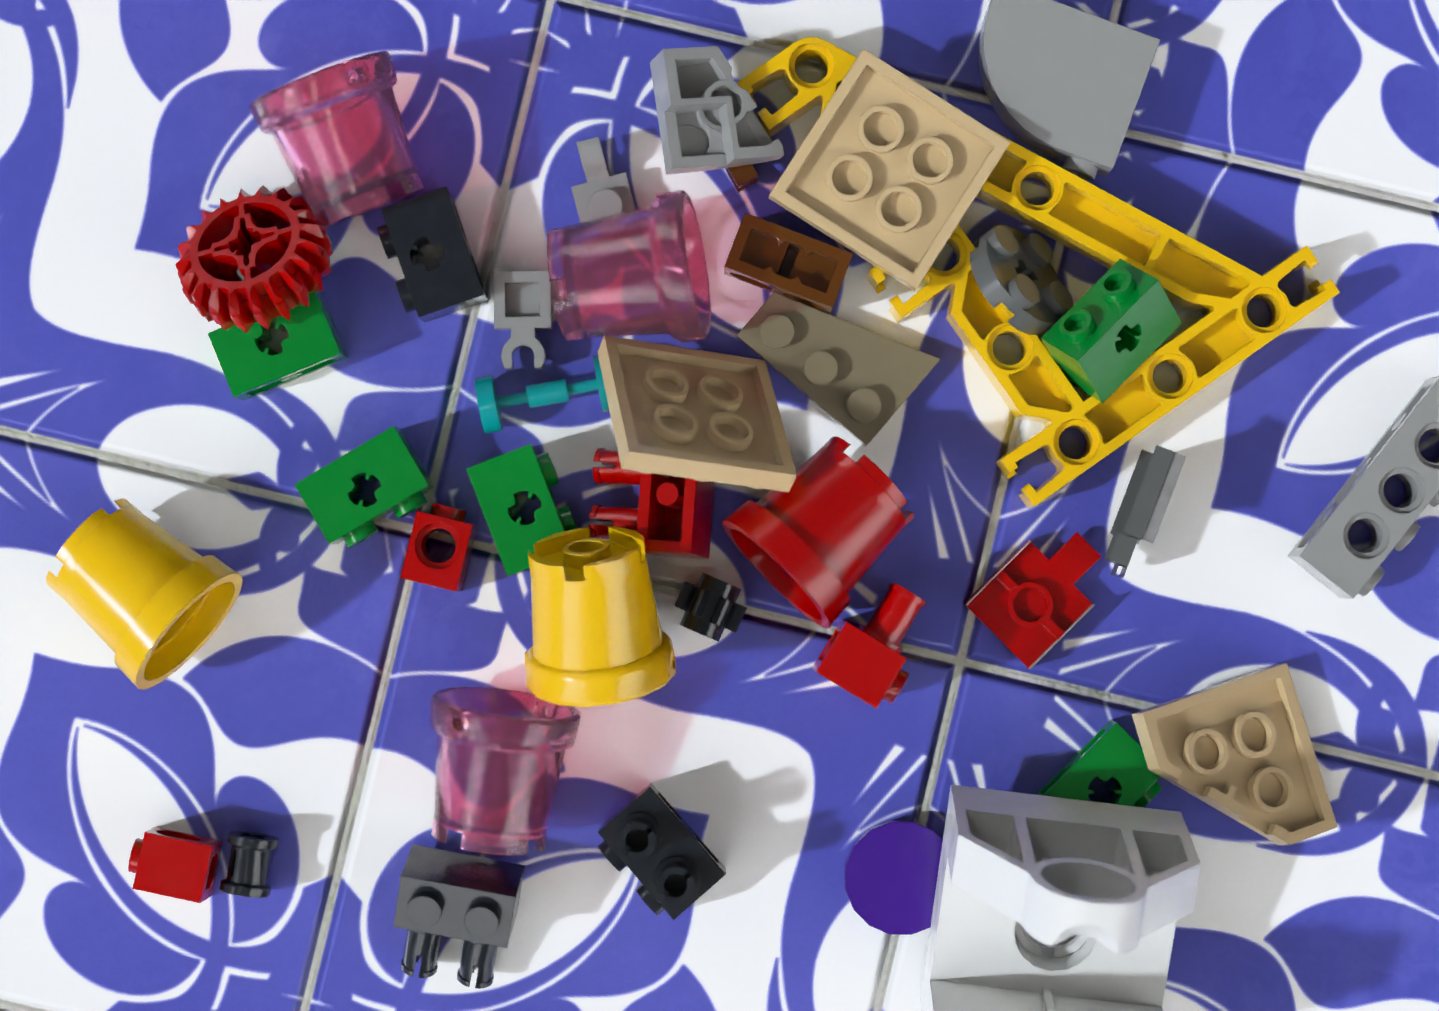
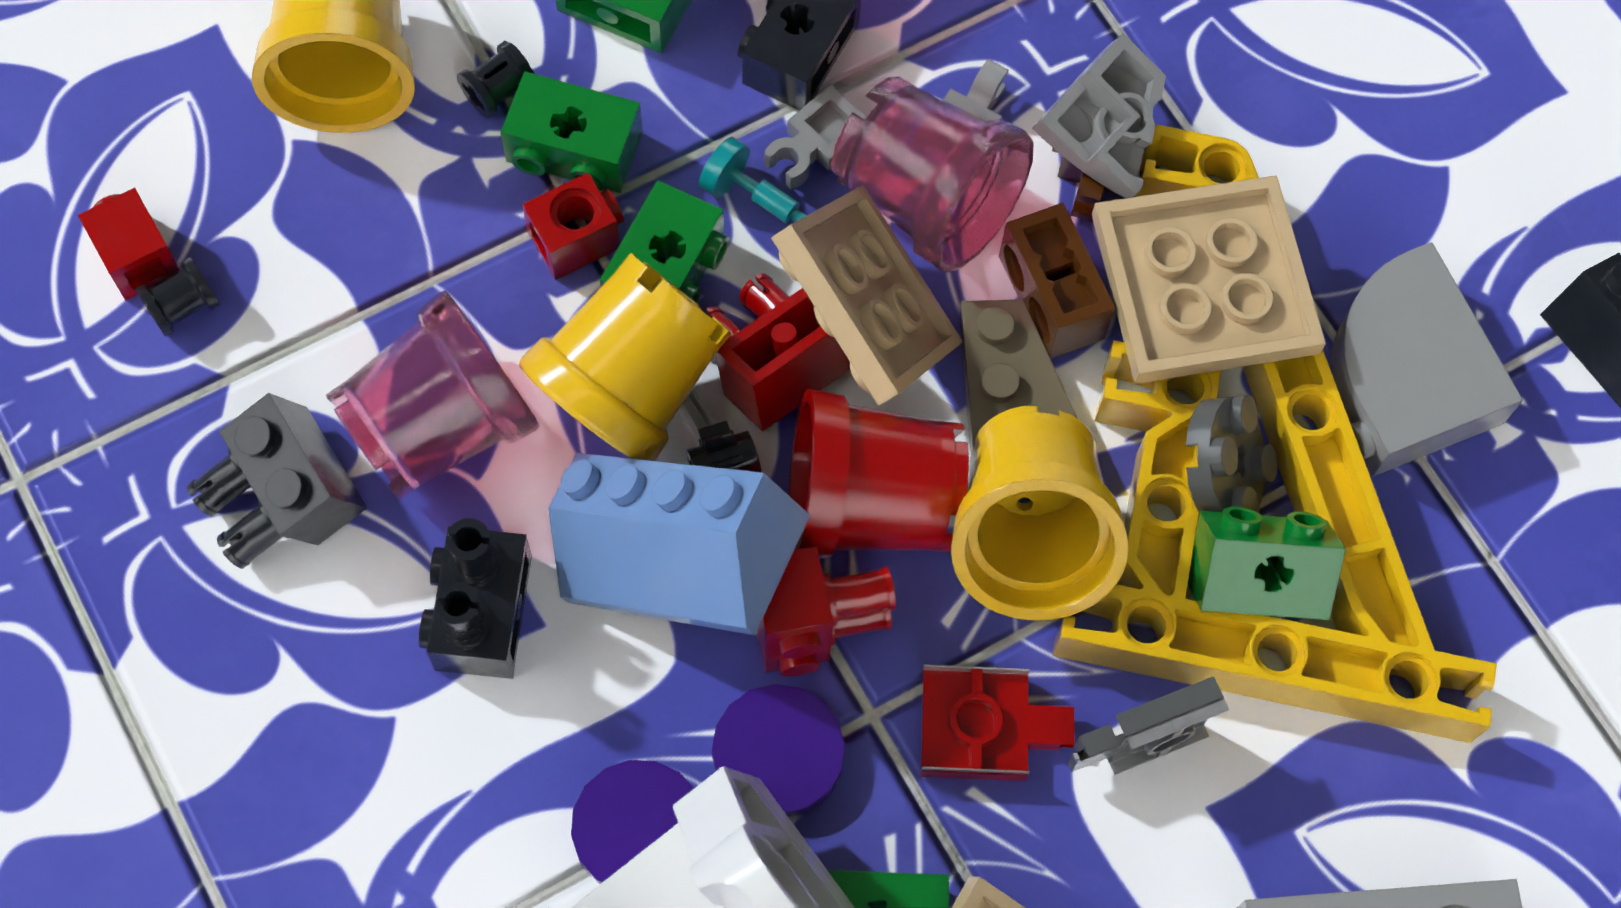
camera: 45 degrees right, 20 degrees down
(261, 500) = (494, 79): none -> black bush
(753, 707) = (672, 540): none -> medium blue slope
(930, 744) = (784, 741): none -> dark purple tile
(947, 450) = (1046, 553): none -> yellow piece

